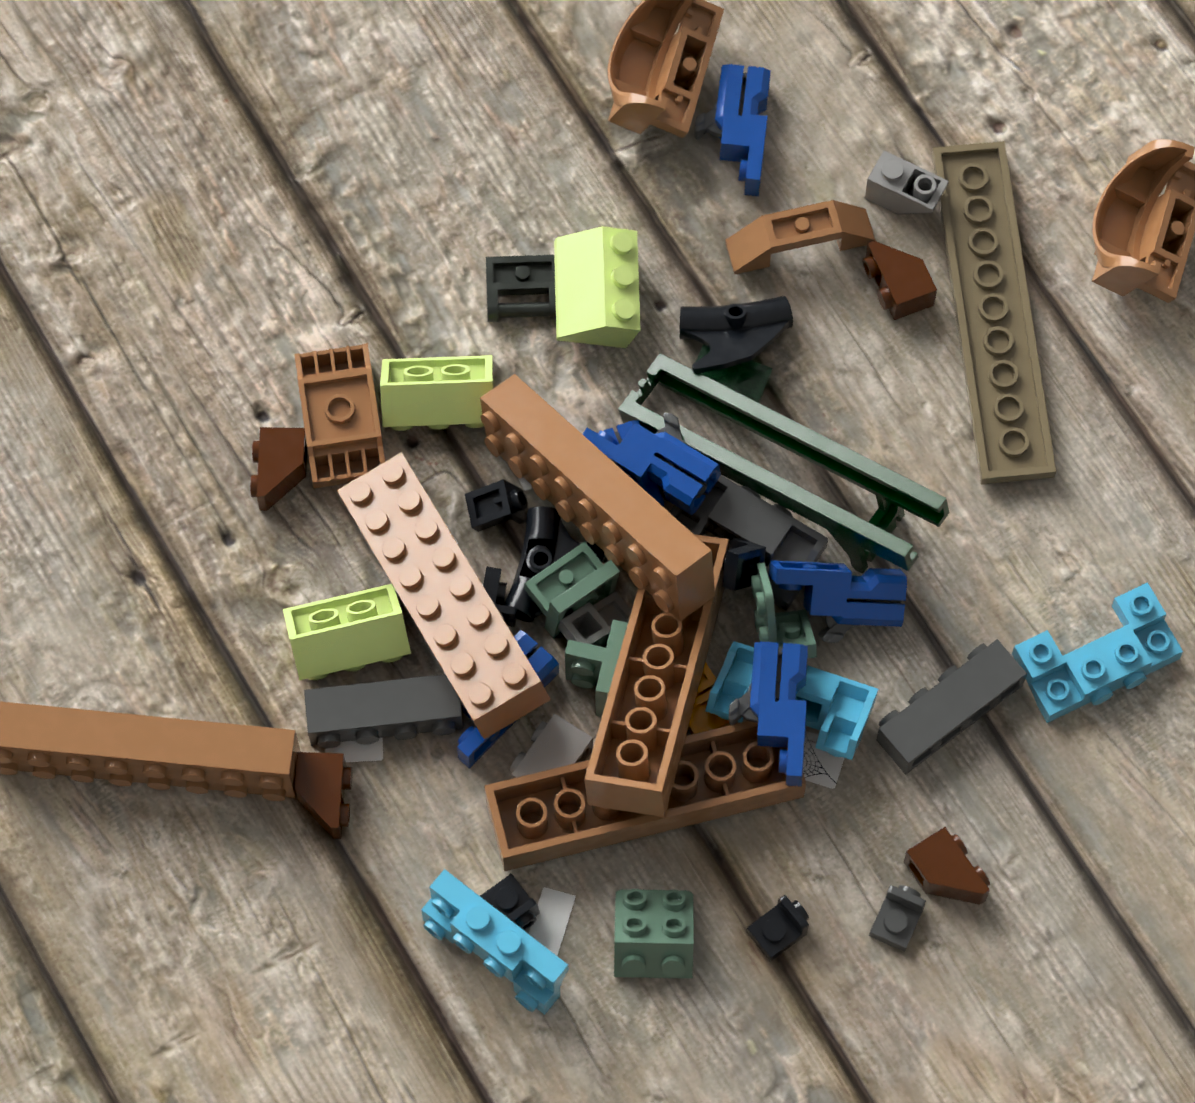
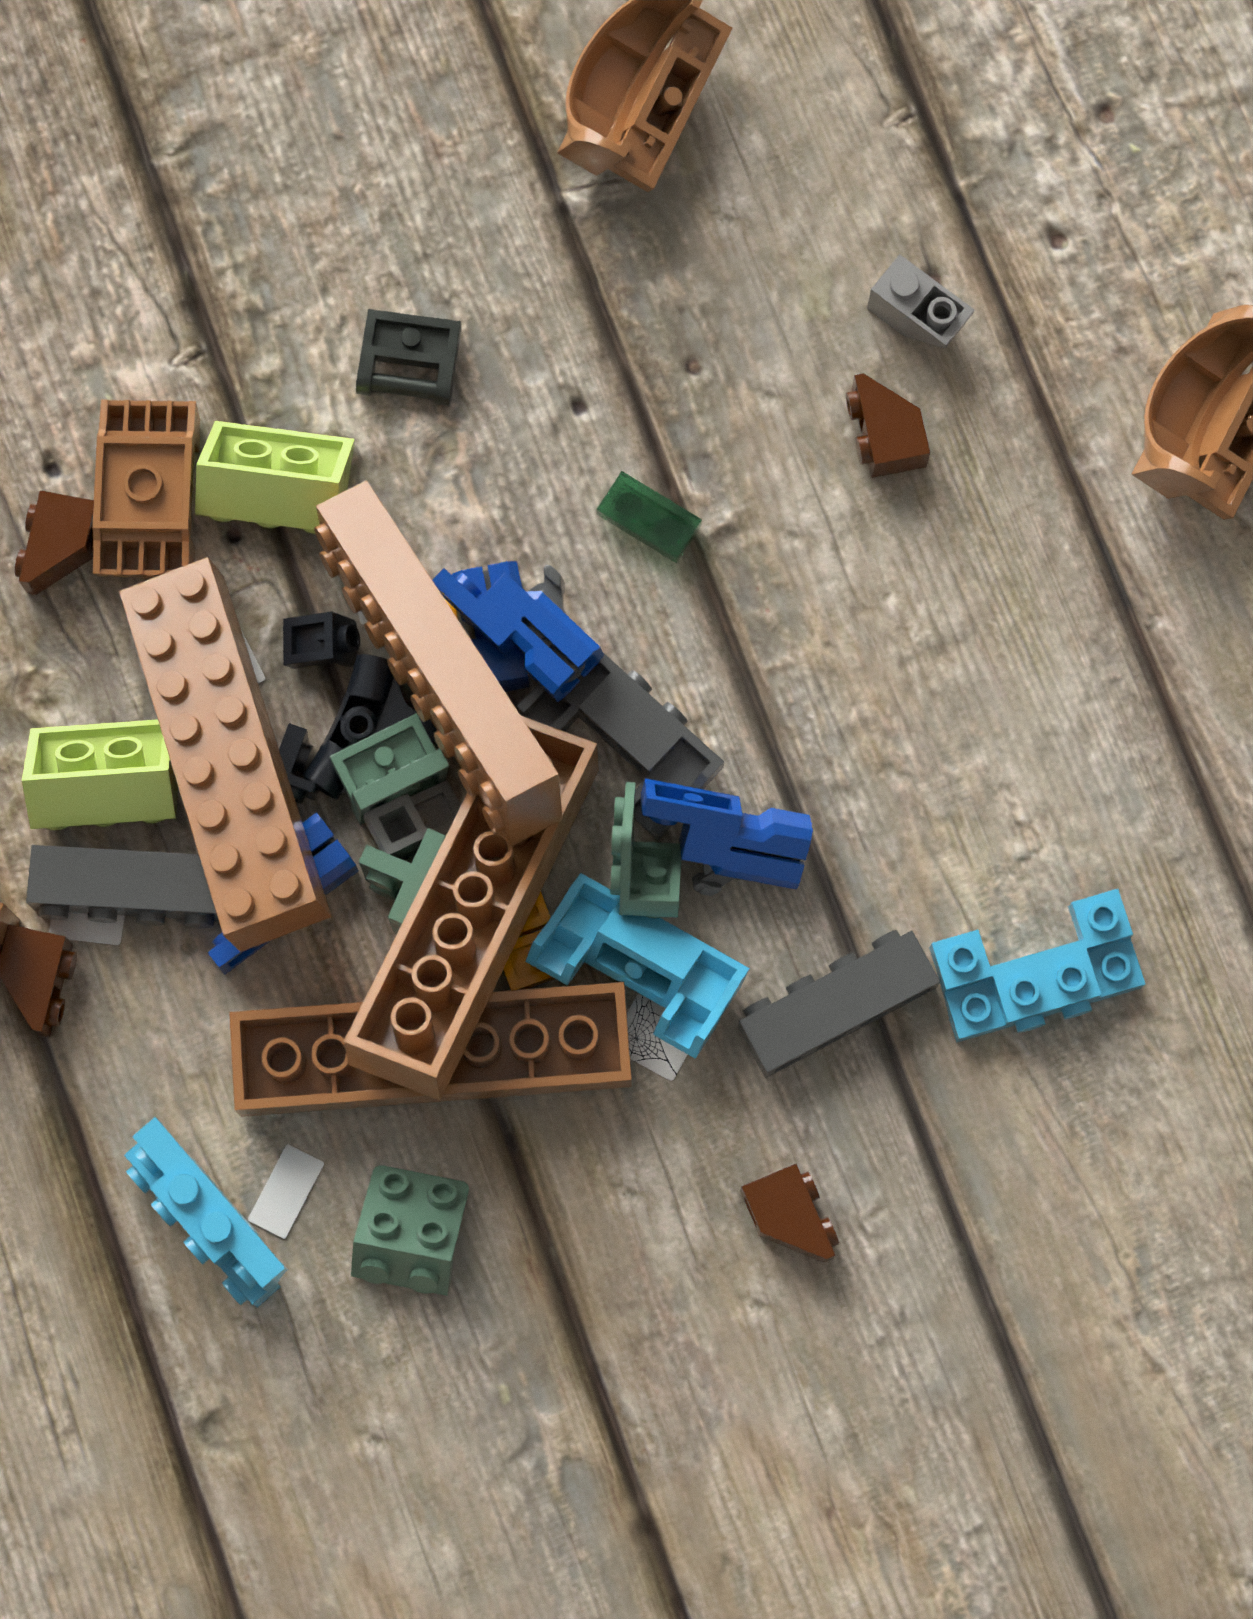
camera: 10 degrees right, 10 degrees up
(512, 902) = (240, 1163): black bracket -> none
(554, 746) = (329, 976): light grey slope -> none
(597, 287) = (500, 374): yellowish green slope -> none
(734, 331) = (663, 462): black pin -> none
(738, 121) = (723, 182): blue plate -> none
(741, 563) = (607, 778): black bracket -> none
(773, 703) = (607, 975): blue plate -> none
(779, 927) = (566, 1251): black bracket -> none
(797, 228) = (772, 341): medium nougat slope -> none
(856, 536) = (813, 717): piece -> none
(898, 917) = (717, 1264): dark grey bracket -> none
(993, 314) = (998, 492): dark tan plate -> none

